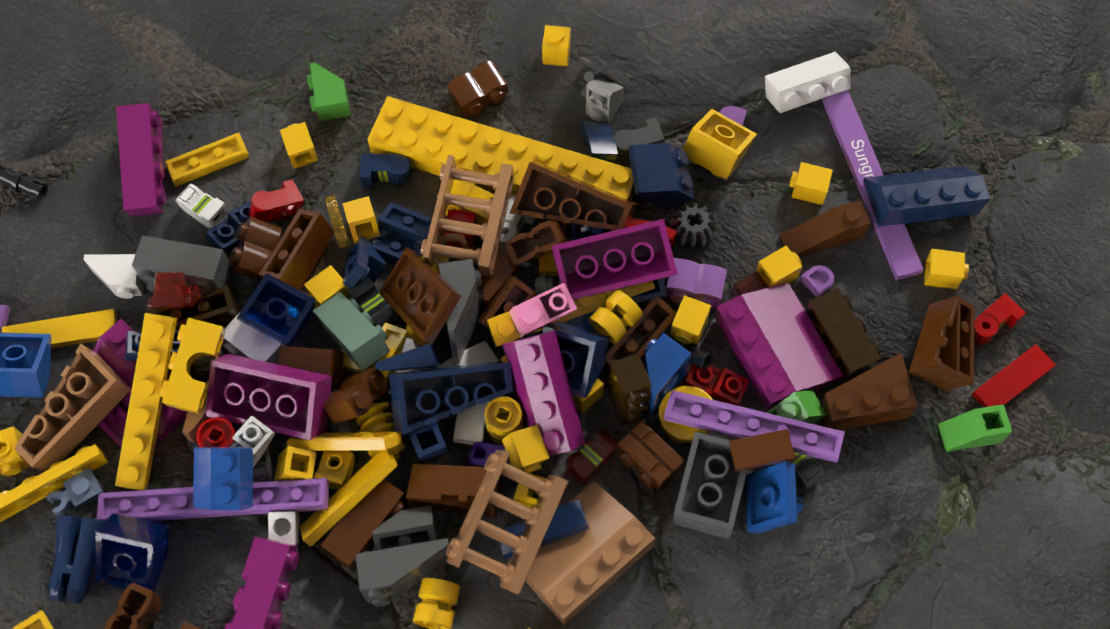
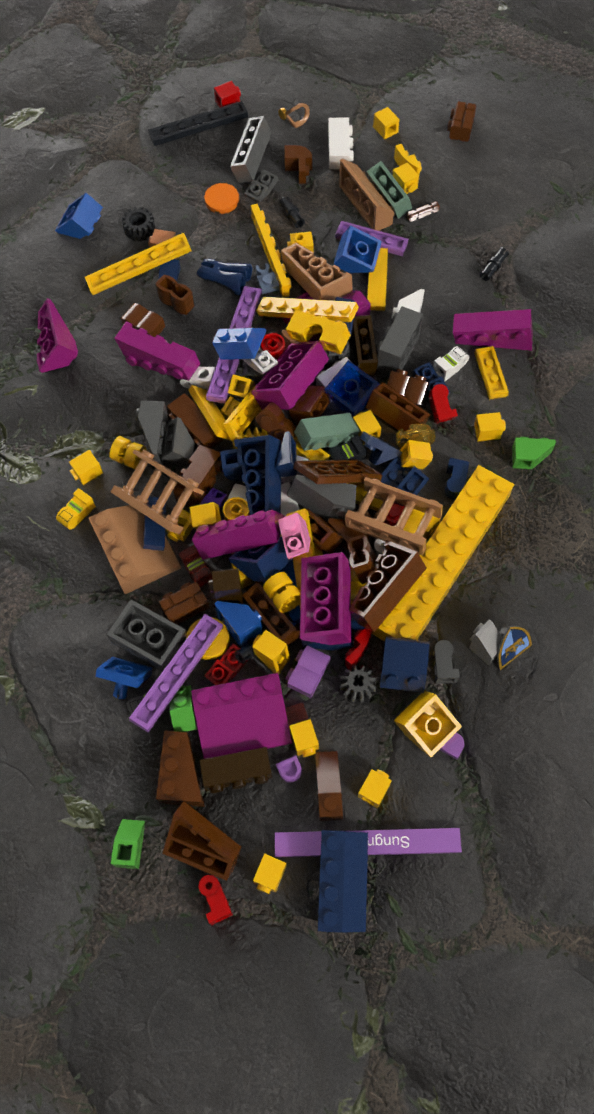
camera: 105 degrees right, 0 degrees up
(130, 551) = (218, 299): clear blue slope -> none
(172, 293) = (373, 324): clear red piece -> none
(478, 88) = (516, 555): reddish brown brick -> none
(556, 45) = (546, 620): yellow brick -> none
(599, 140) = (449, 630): dark blue slope -> none
(761, 450) = (153, 667): reddish brown tile -> none
(807, 82) = (472, 815): white brick -> none
(1014, 378) = (162, 897): red tile -> none

